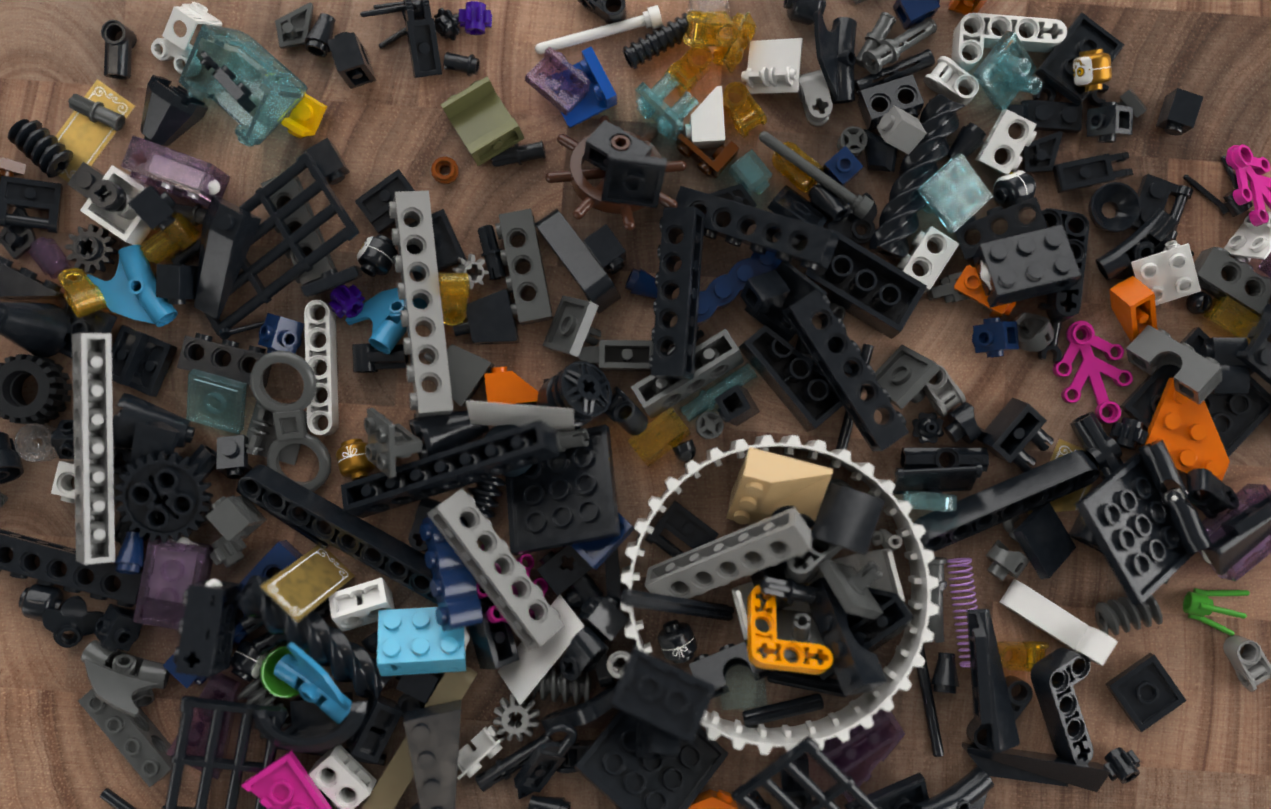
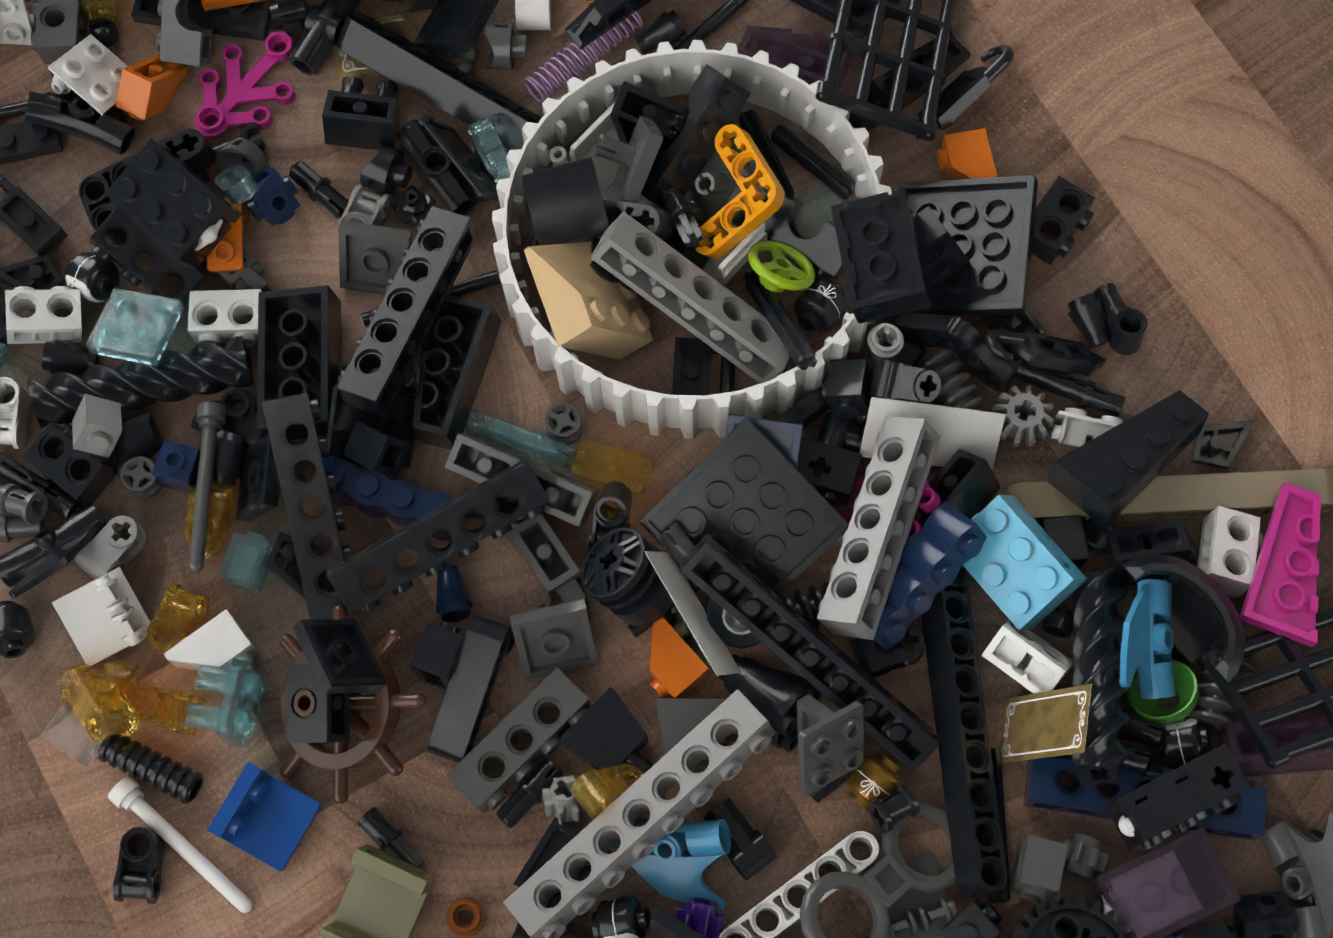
camera: 120 degrees left, 15 degrees down
(327, 457) = (893, 808): none -> black bush
(559, 81) = (272, 845): clear purple bracket -> none
(685, 451) = (609, 431): black hinge -> none
(713, 630) = (778, 273): none -> lime piece
(721, 156) = (246, 605): reddish brown bracket -> none
(736, 405) = (523, 406): black brick -> none
(981, 373) = (318, 188): none -> black axle
(1014, 317) = (236, 184): none -> clear light blue beam
(1125, 202) = (45, 156): black piece -> none

